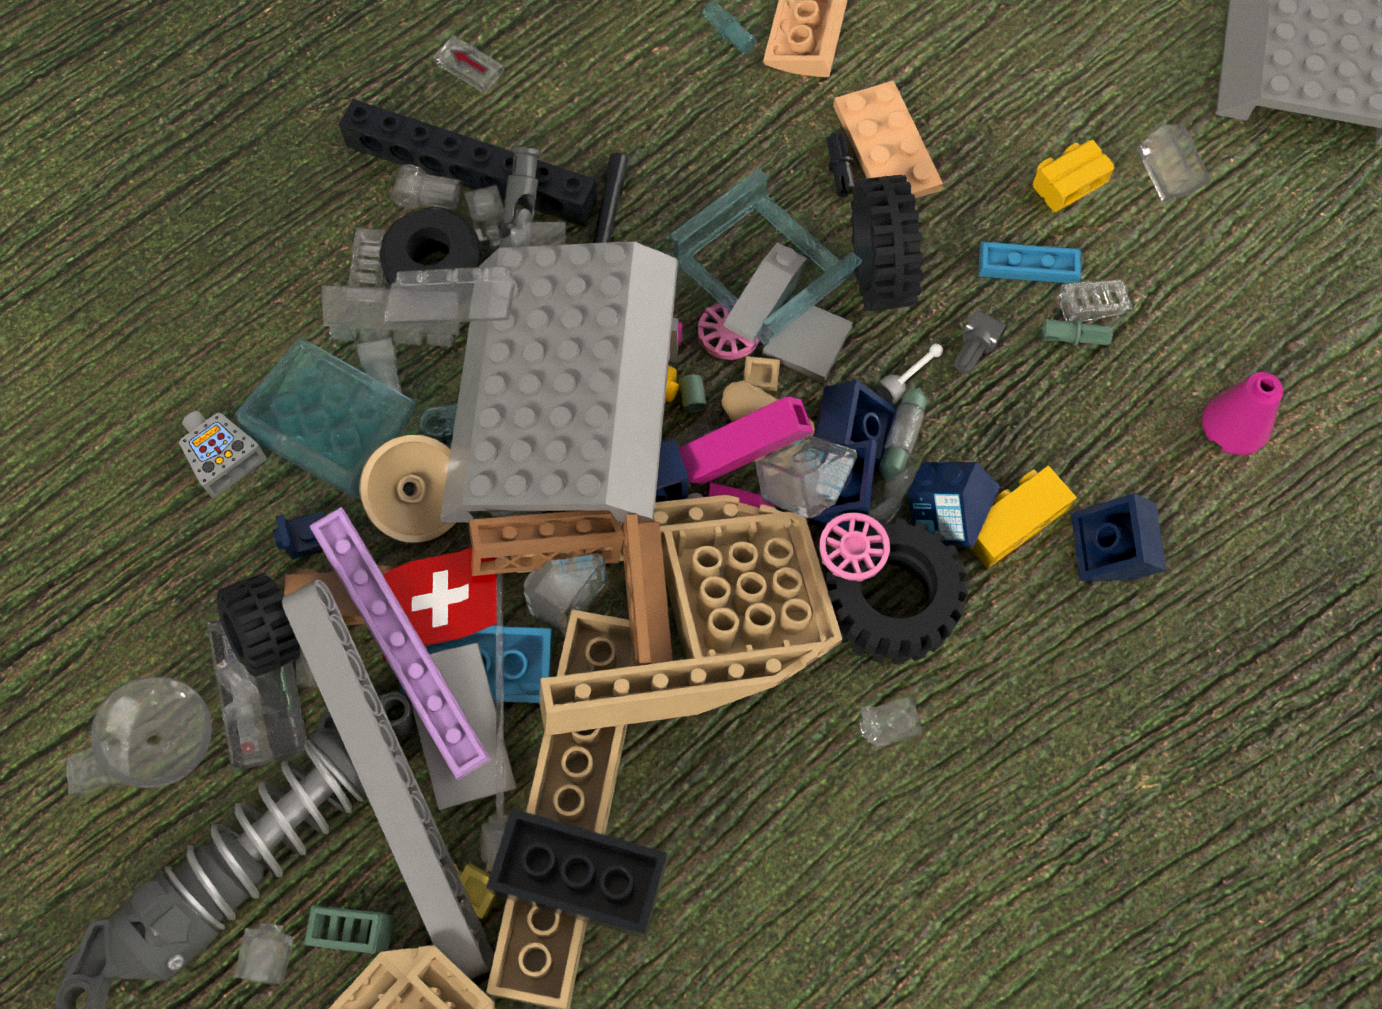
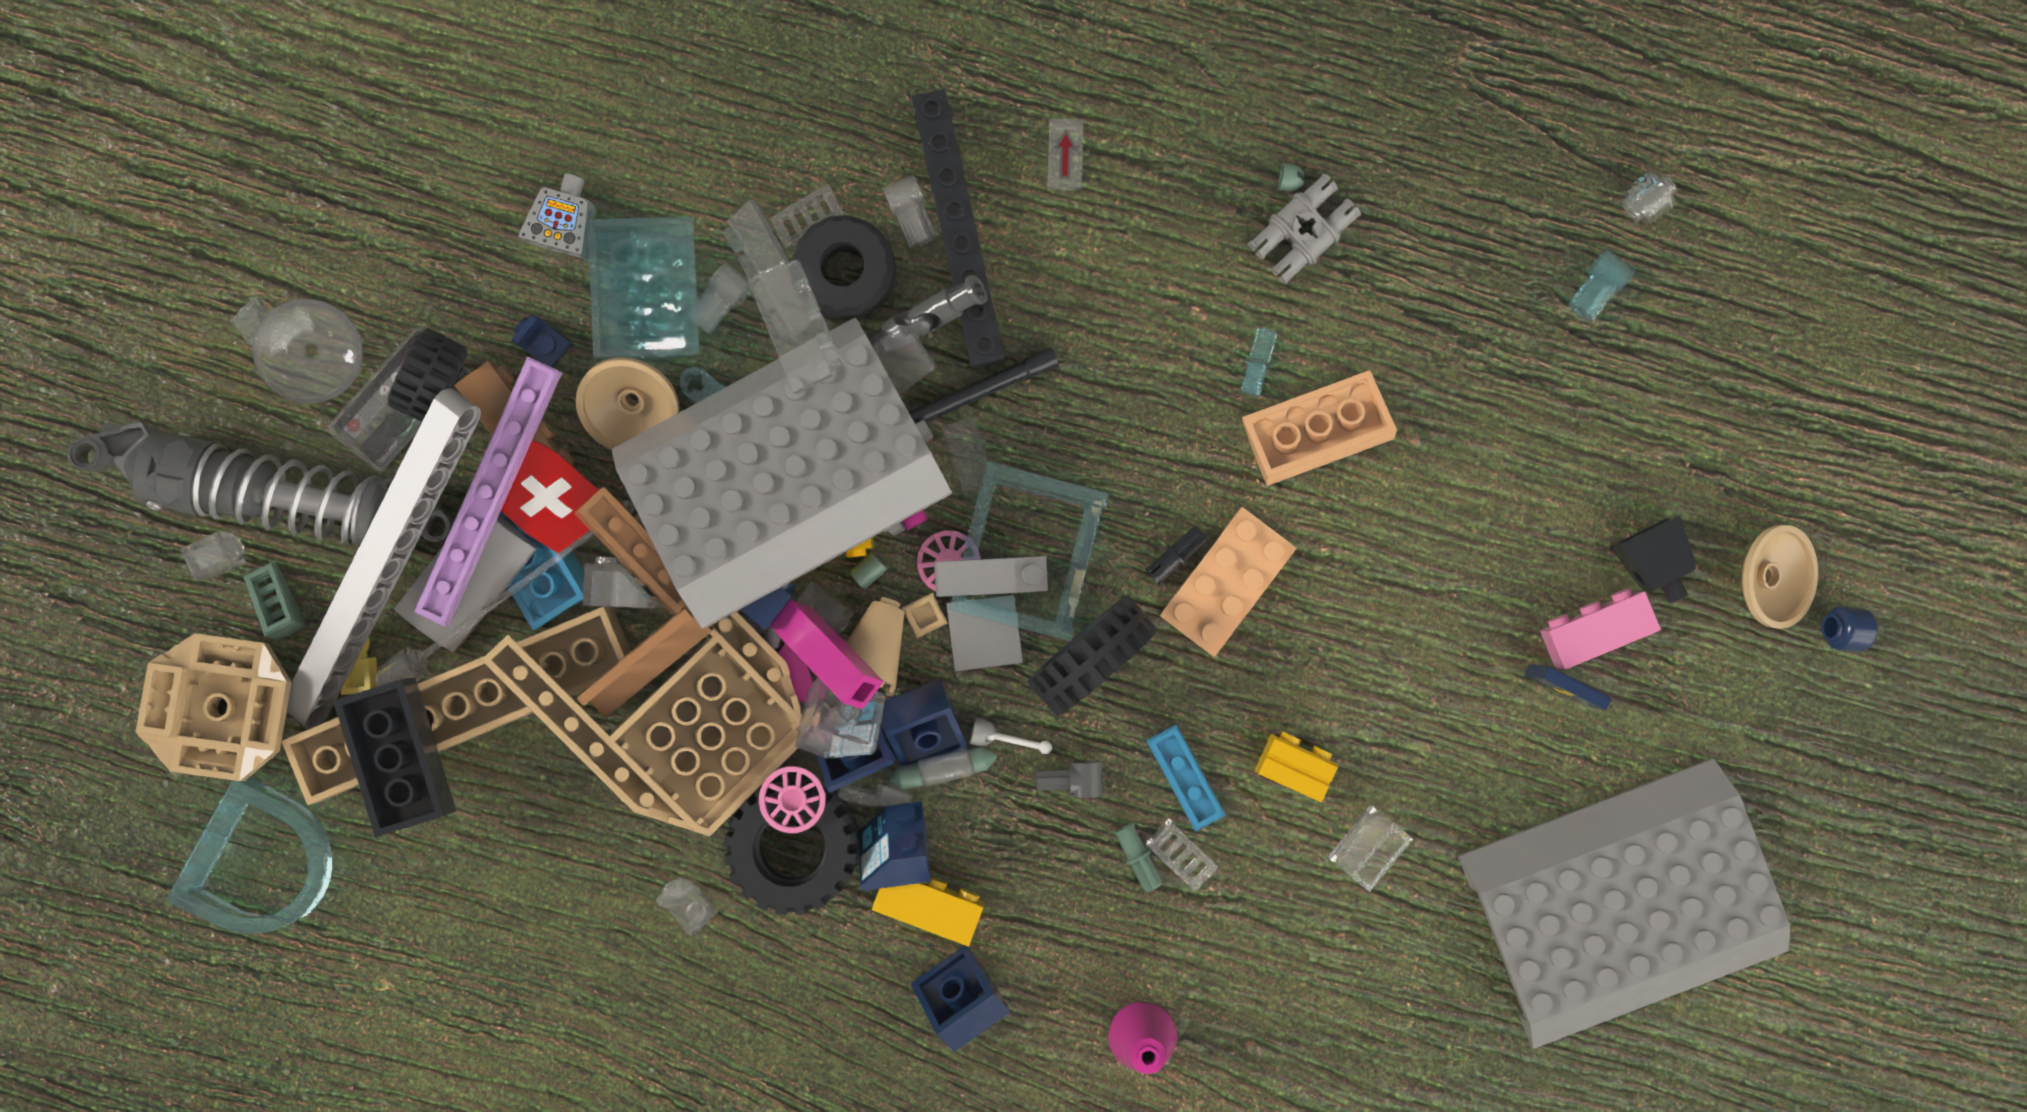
camera: 60 degrees right, 20 degrees up
(239, 684) = (378, 396): clear bracket -> none
(486, 214) = (916, 284): clear brick -> none

